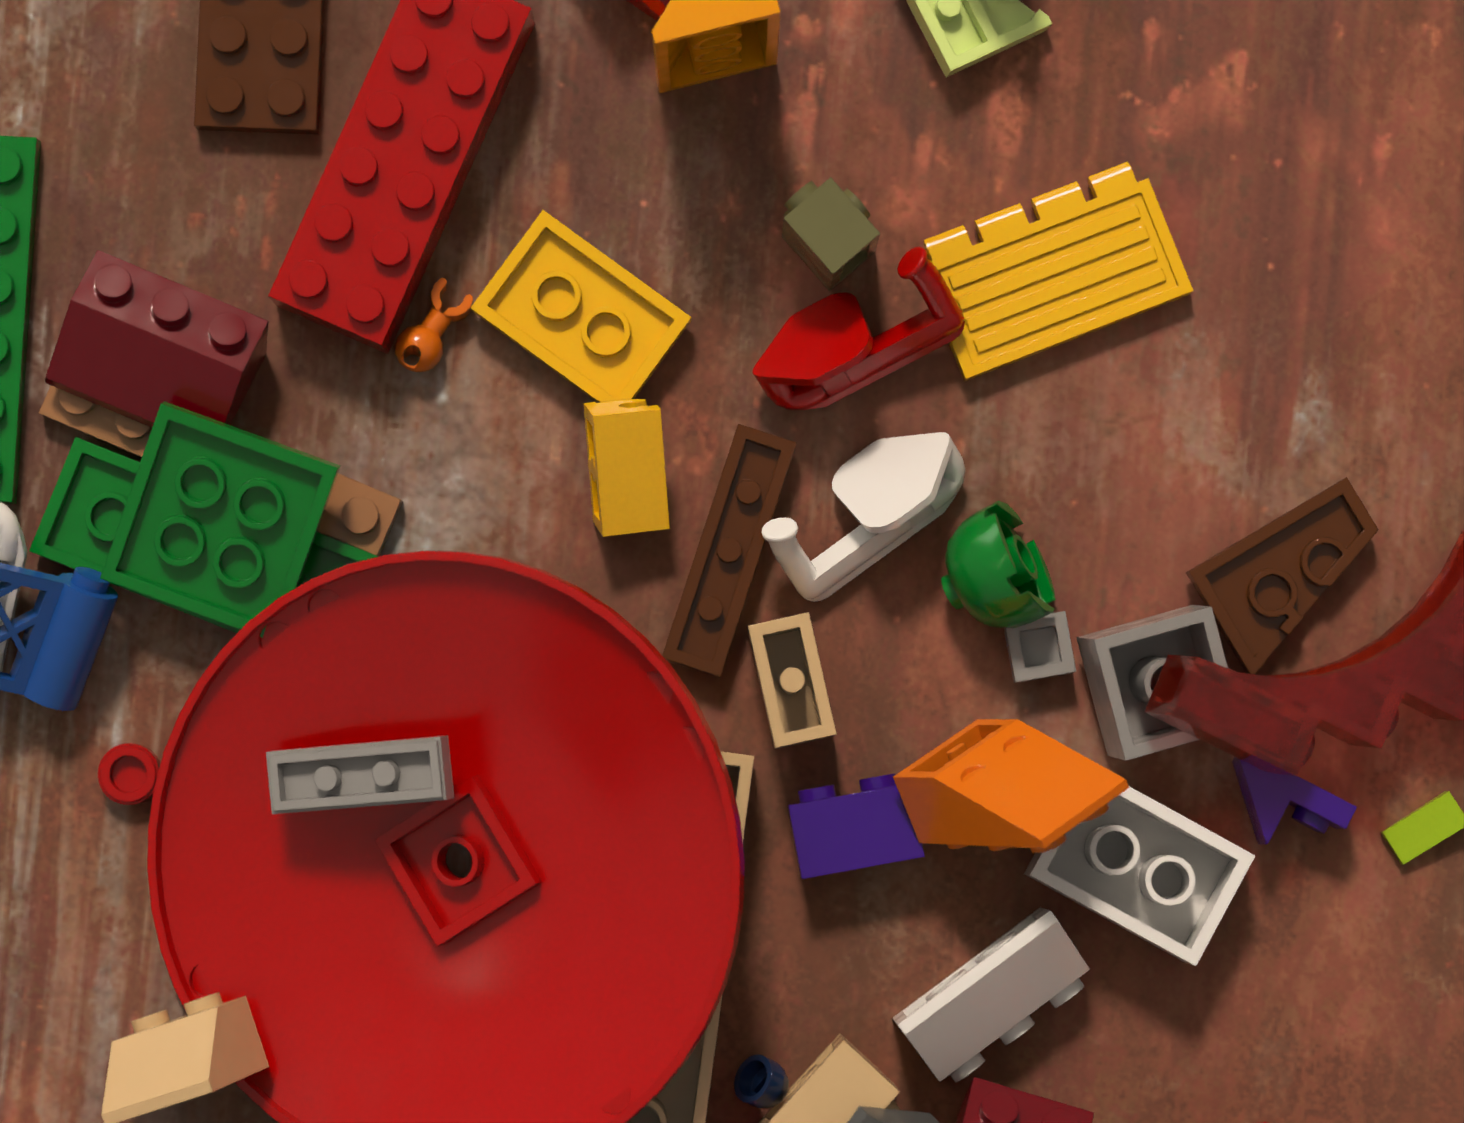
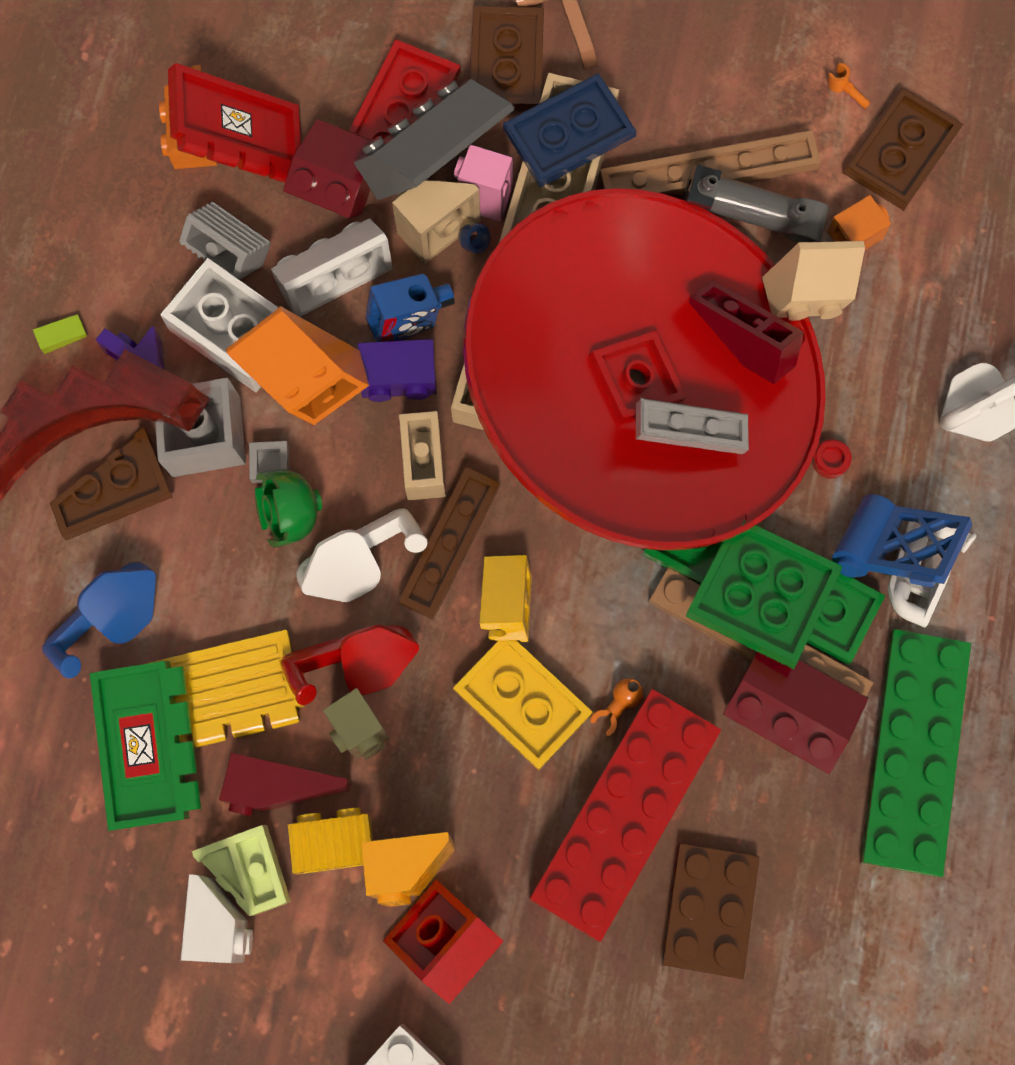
camera: 170 degrees left, 10 degrees down
(285, 959) = (750, 332): none -> dark red slope
(843, 61) = (328, 843): none -> yellow brick
(873, 919) = (405, 307): none -> blue torso
(952, 134) = (269, 785): none -> dark red slope
(1156, 168) = (142, 746): none -> green hinge
(1177, 1013) = (224, 240): none -> light grey brick
(1243, 376) = (115, 603): none -> blue piece

